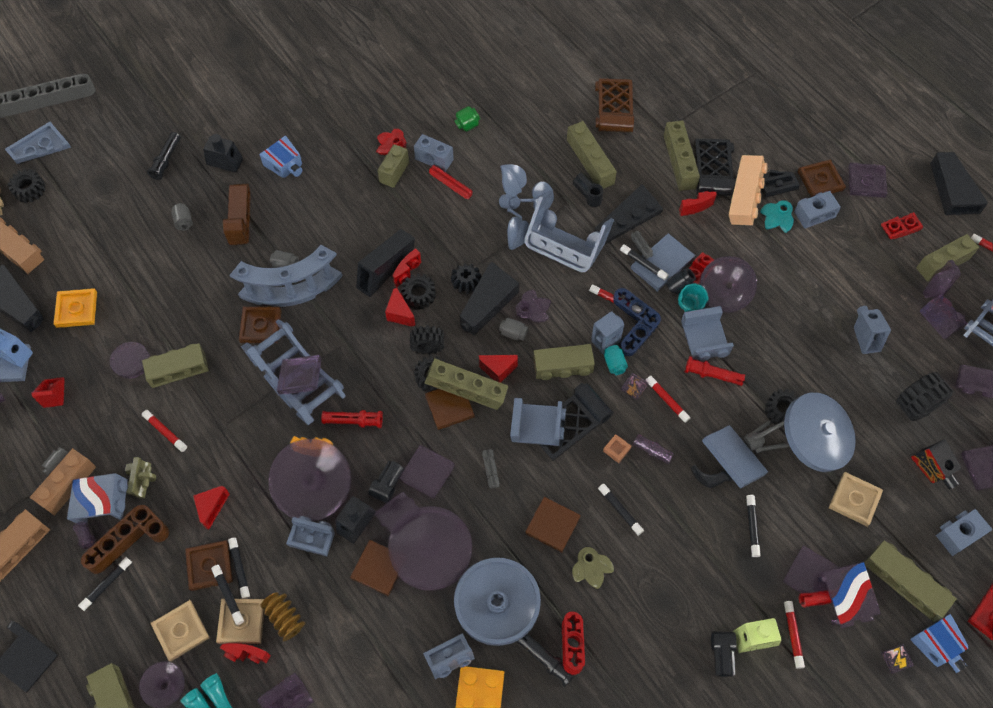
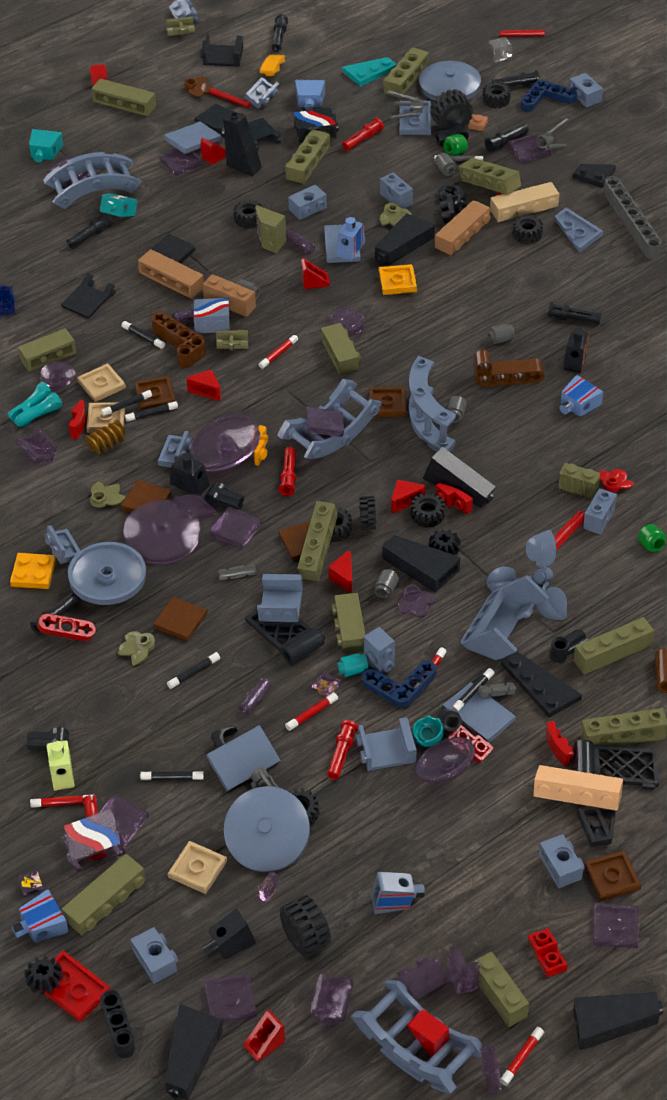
camera: 90 degrees right, 15 degrees down
(366, 611) = (106, 495): none -> olive plate
(617, 448) = (255, 665): nougat plate -> none
(777, 217) = (550, 824): teal plate -> none
(874, 433) = (268, 886): none -> tile

